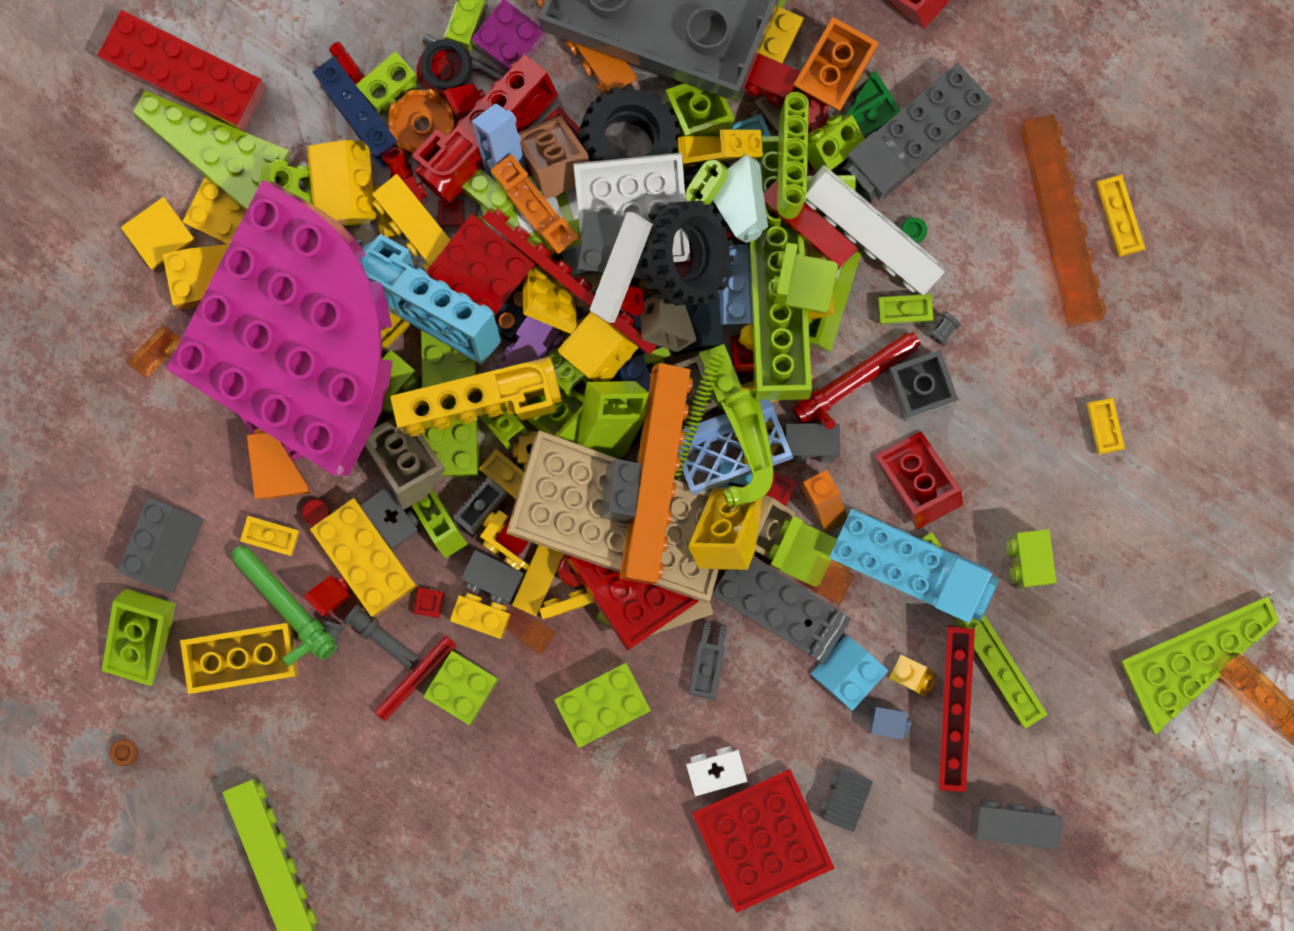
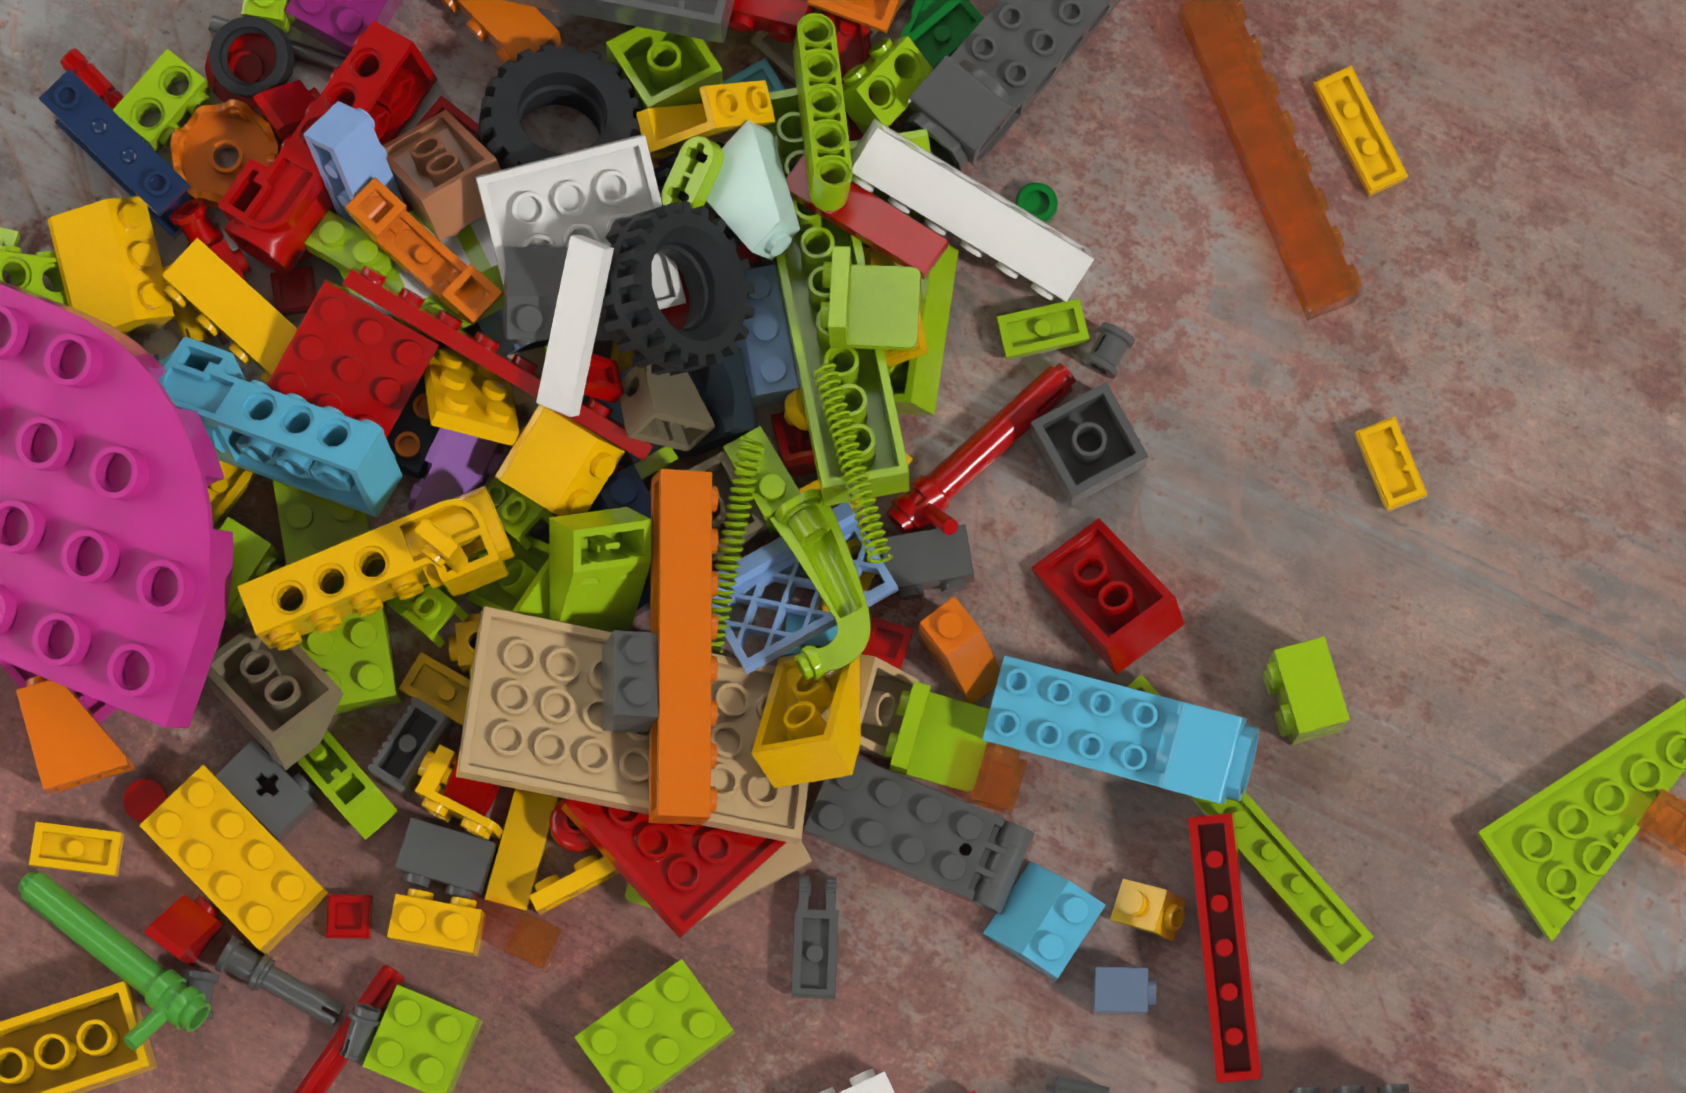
camera: 10 degrees left, 5 degrees down
(425, 675) = (360, 1032): none -> dark grey pin
(517, 393) = (440, 546): none -> yellow plate
(775, 342) = (841, 415): none -> lime piece

